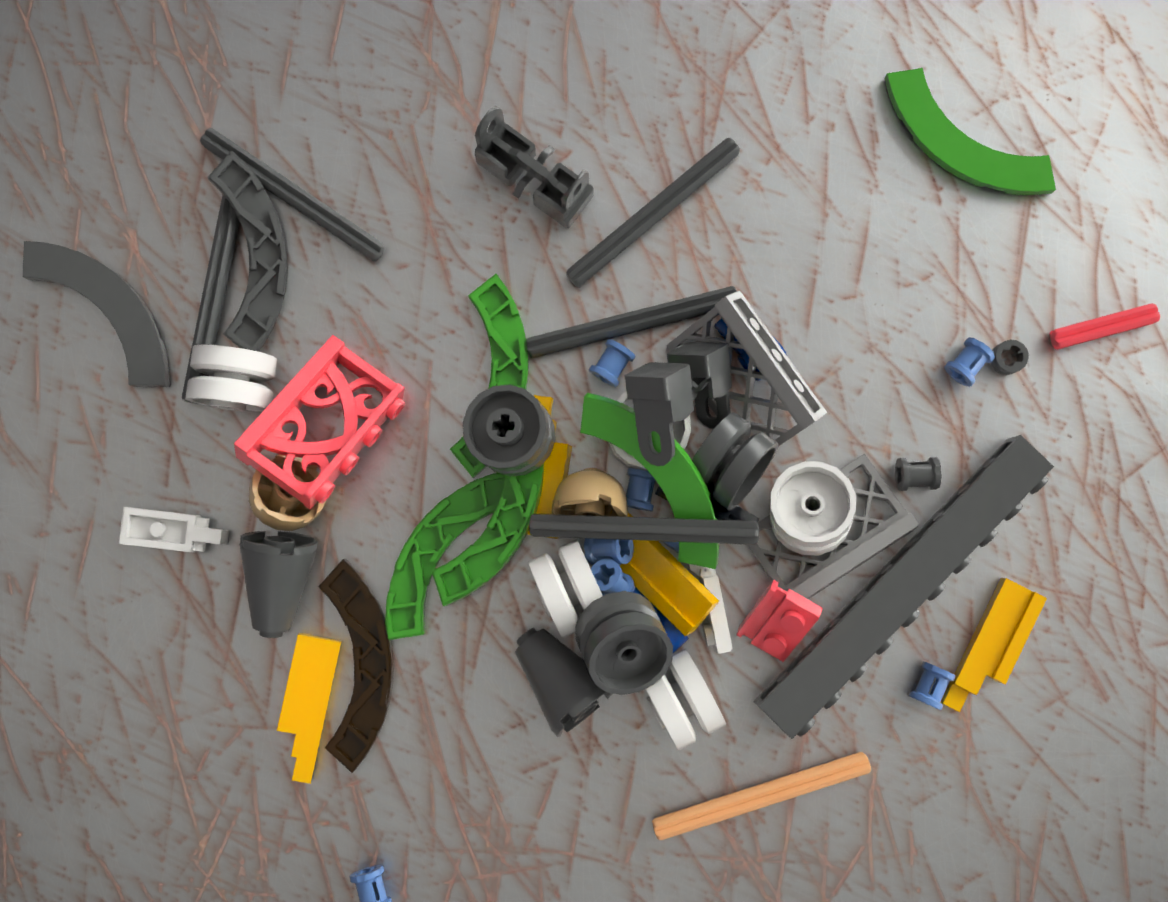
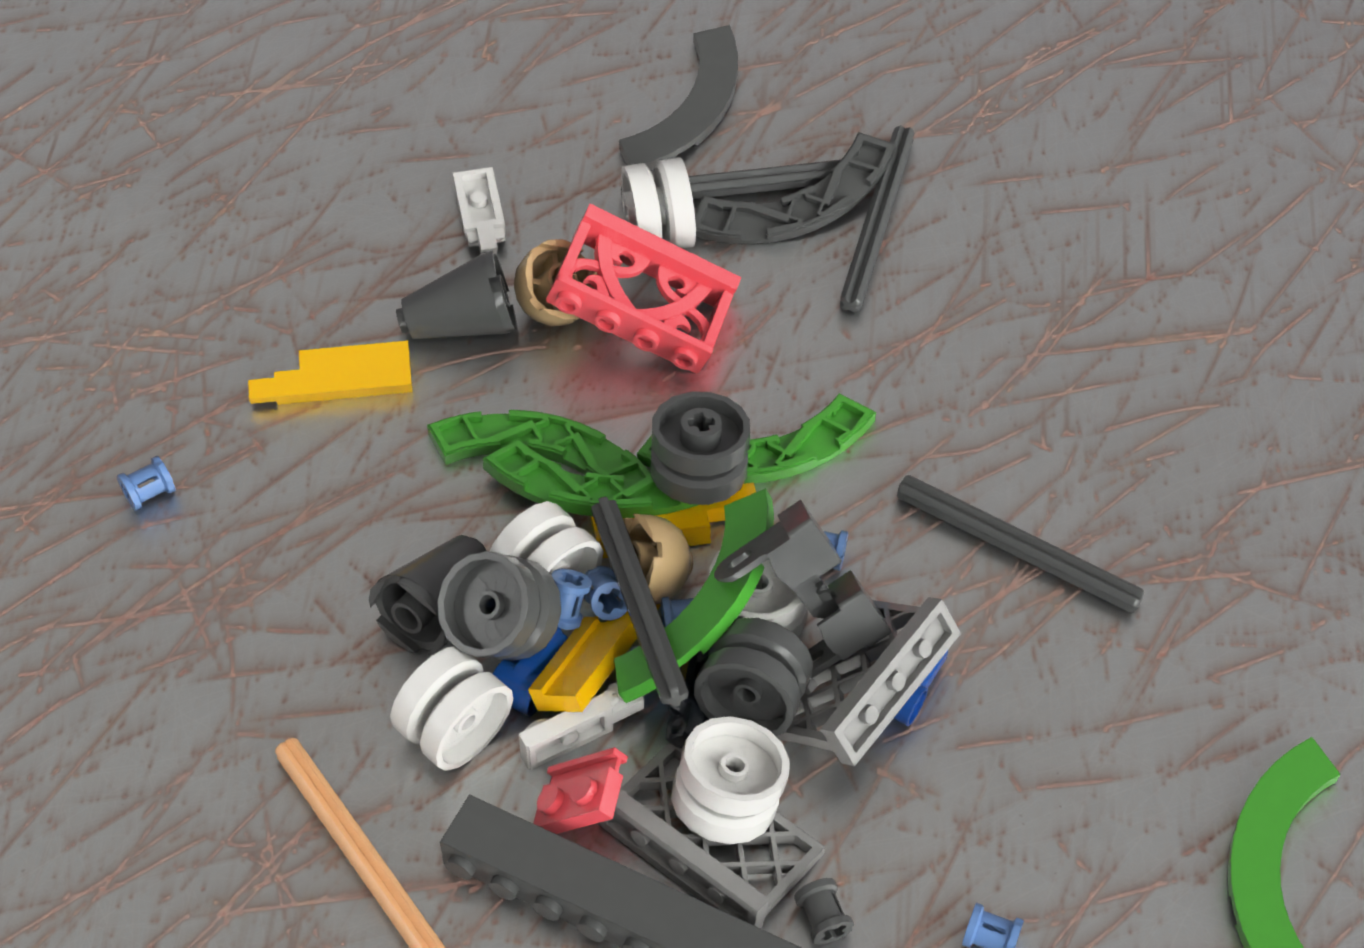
camera: 70 degrees right, 30 degrees down
(371, 664) = (392, 423): dark brown tile -> none
(509, 153) = (1011, 388): dark grey piece -> none
(625, 323) = (868, 542): dark grey axle -> none

